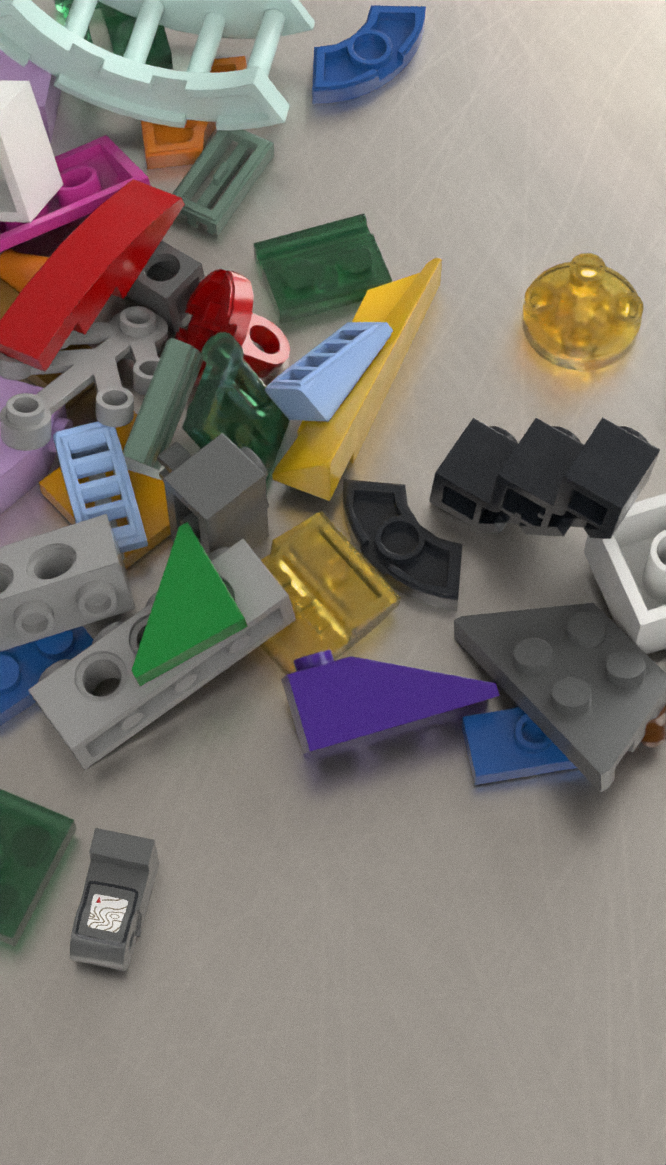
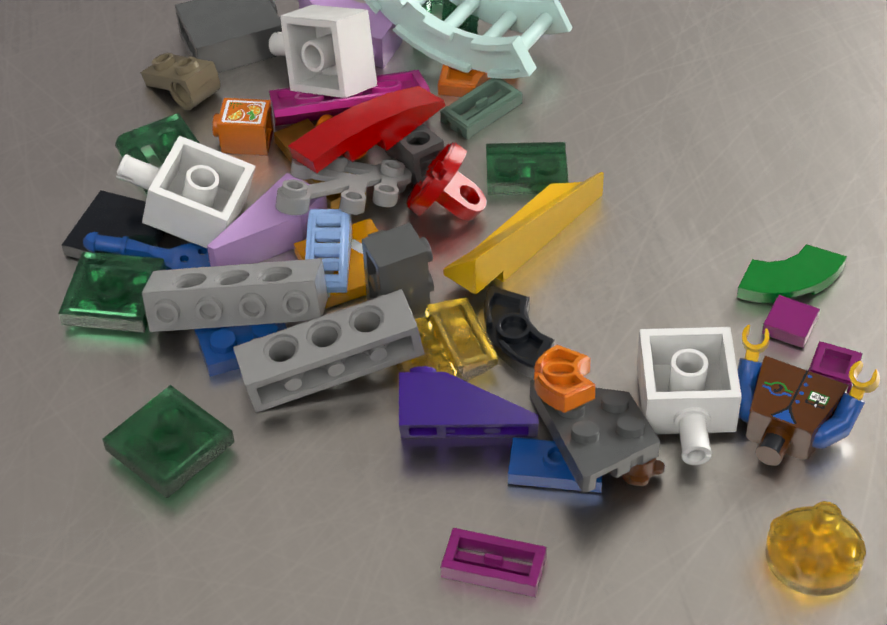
camera: 20 degrees right, 15 degrees down
(114, 899) = (240, 483): dark grey leg -> none
(163, 403) = (386, 203): sand green tile -> none
(188, 612) = (347, 322): green tile -> none
(222, 409) = (420, 213): clear green plate -> none
(326, 375) = (493, 221): light blue slope -> none
(369, 56) = (605, 60): blue tile -> none
(501, 615) = (561, 378): none -> orange tile
(502, 940) = (491, 569): none -> magenta tile
(544, 479) = (615, 299): black brick -> none
(582, 314) = (689, 229): clear yellow tile -> none

